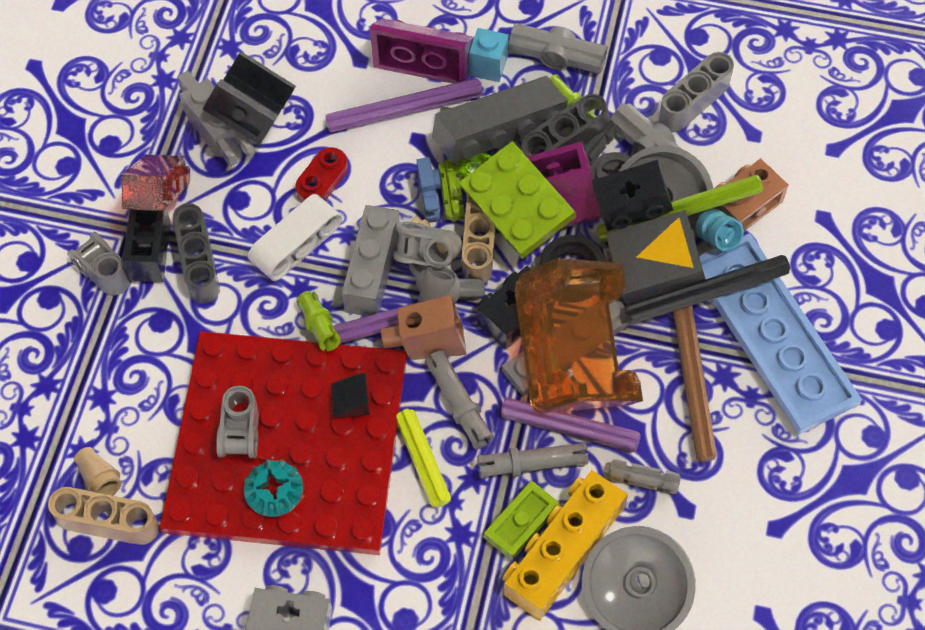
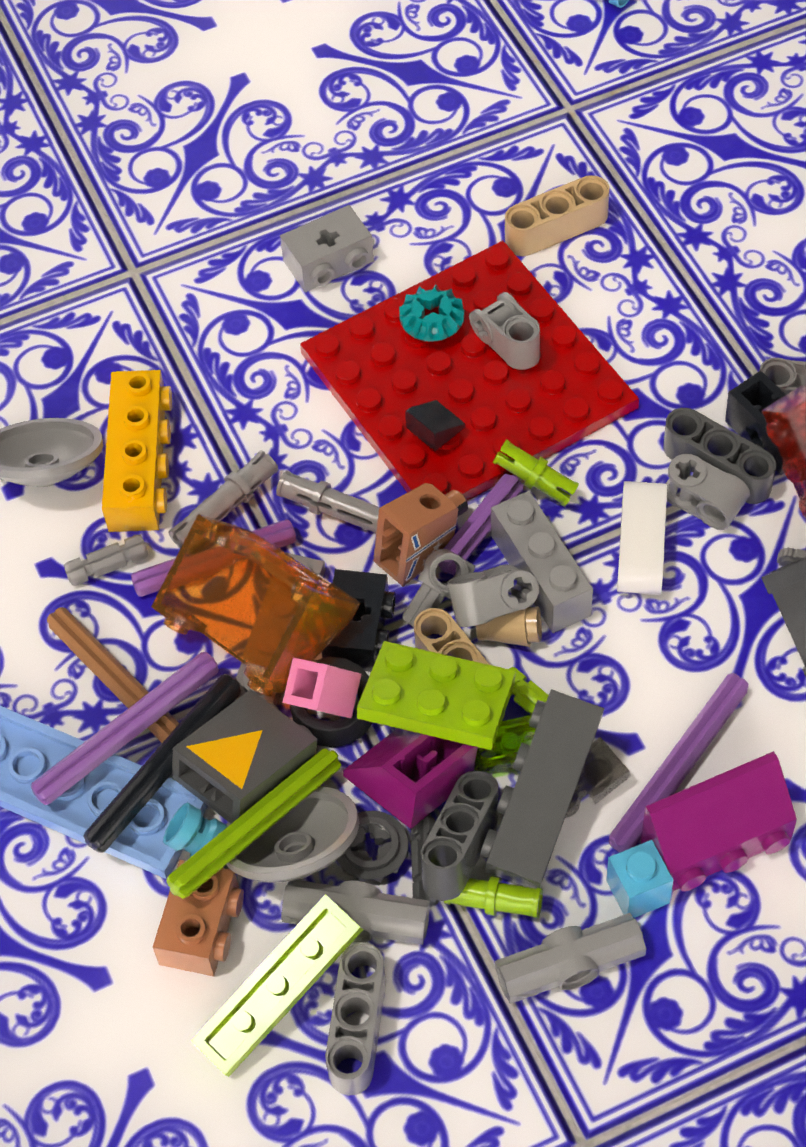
camera: 145 degrees right, 5 degrees down
(97, 473) = (599, 240): tan cone -> none
(230, 239) = (707, 494): none -> light grey piece
(324, 174) = (685, 620): red plate -> none
(423, 458) = (329, 439): neon yellow axle -> none
(428, 182) = (555, 673): medium blue plate -> none
(521, 520) = (192, 446): lime plate -> none
(584, 245) = (322, 687): none -> bright pink brick
(632, 195) = (312, 781): black brick -> none
(716, 328) = (124, 728): none -> medium lavender axle
(729, 125) = (276, 985): none -> plate

